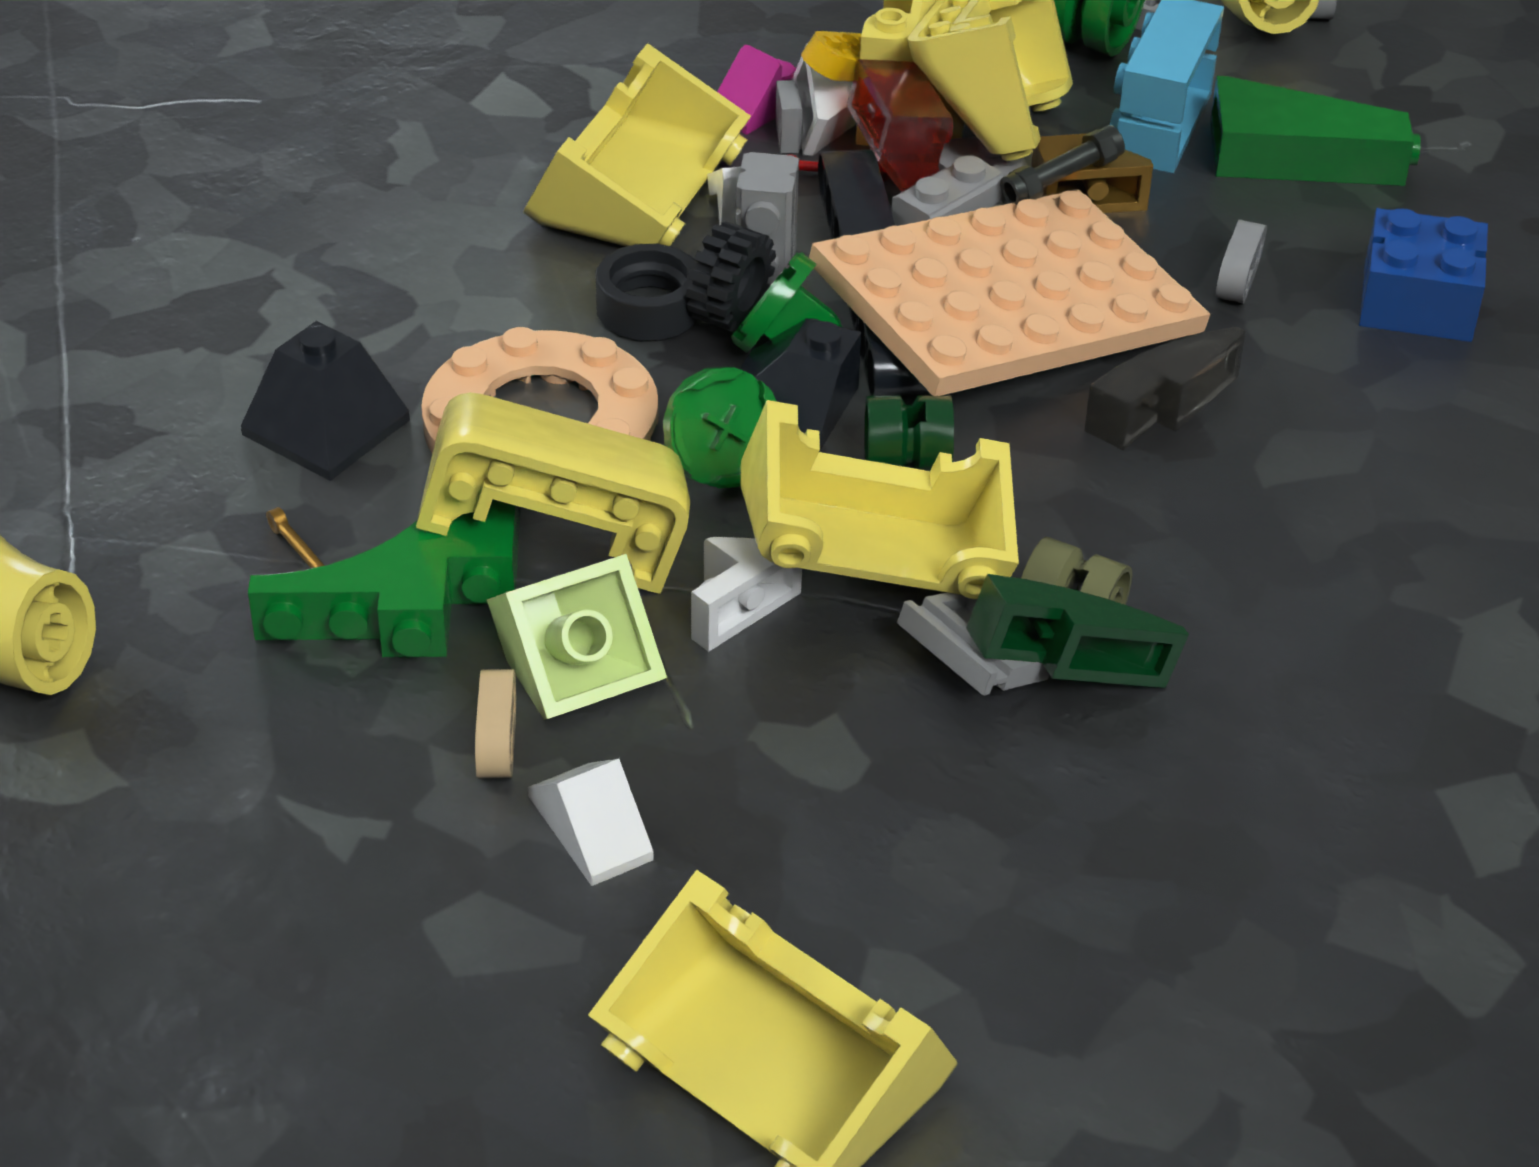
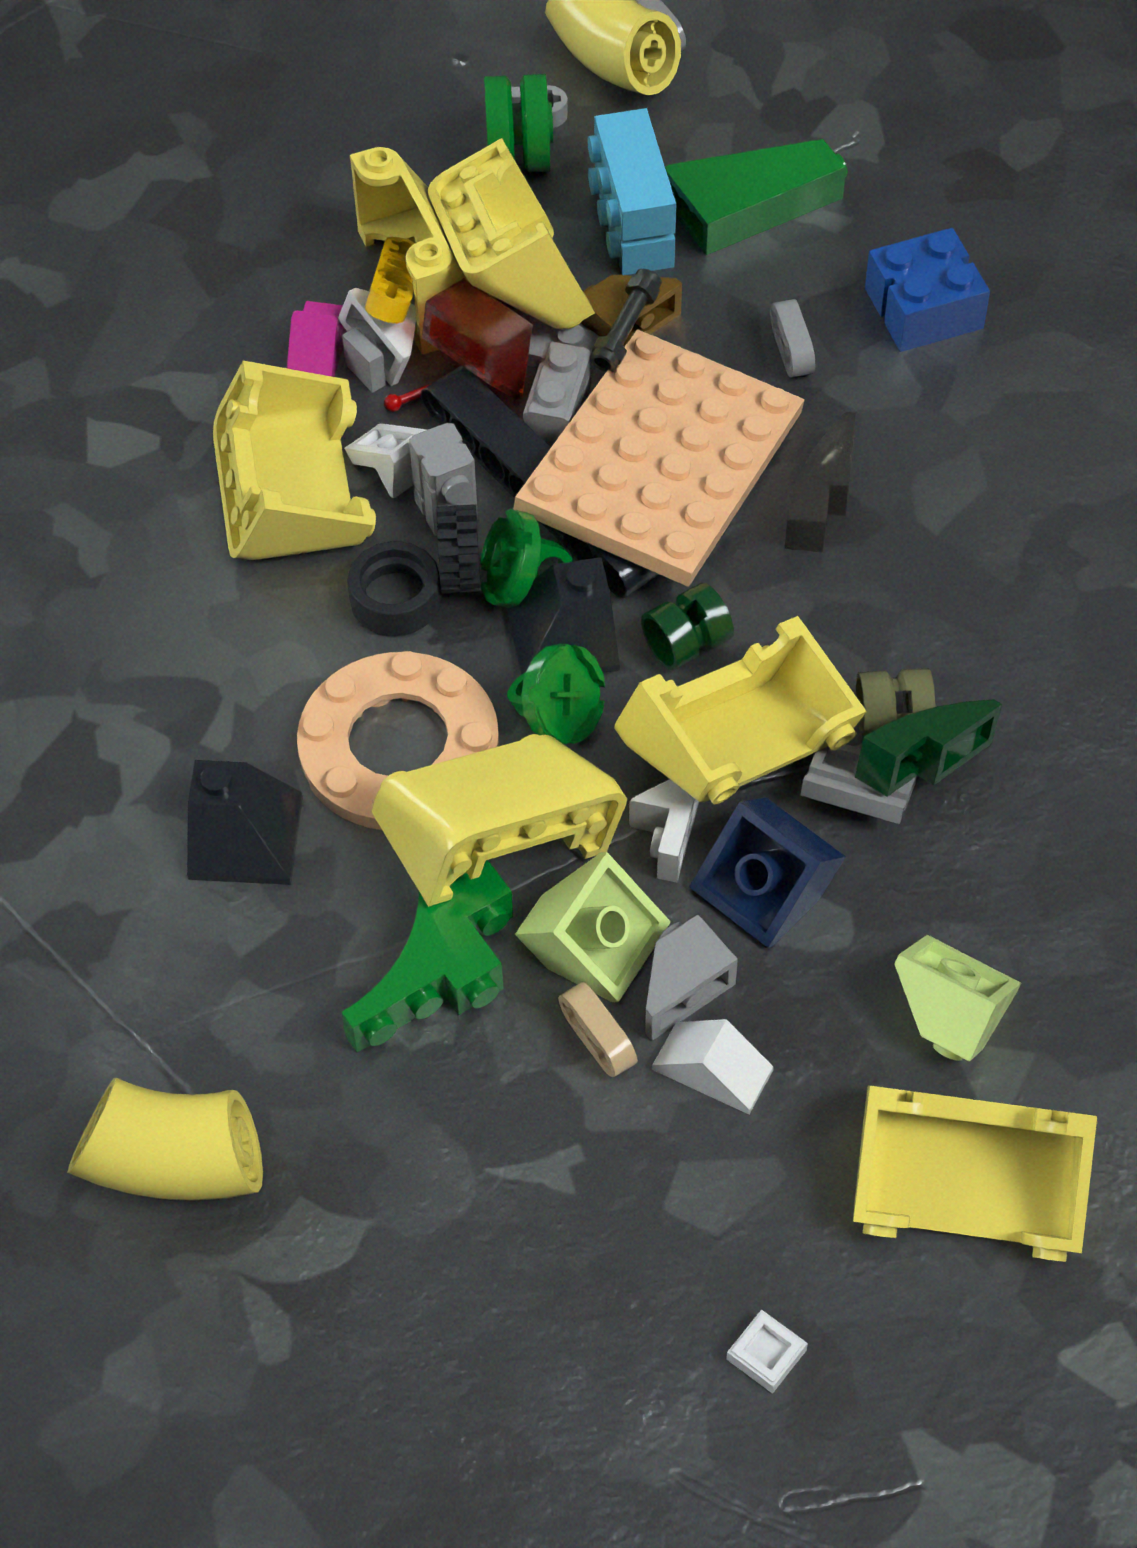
camera: 30 degrees left, 15 degrees up
(279, 524) = (369, 973): pearl gold hinge -> none
(398, 1105) = (766, 1351): none -> white tile
(623, 715) = (686, 974): none -> light grey slope
(803, 670) = (766, 870): none -> dark blue slope
(901, 877) = (953, 997): none -> yellowish green slope

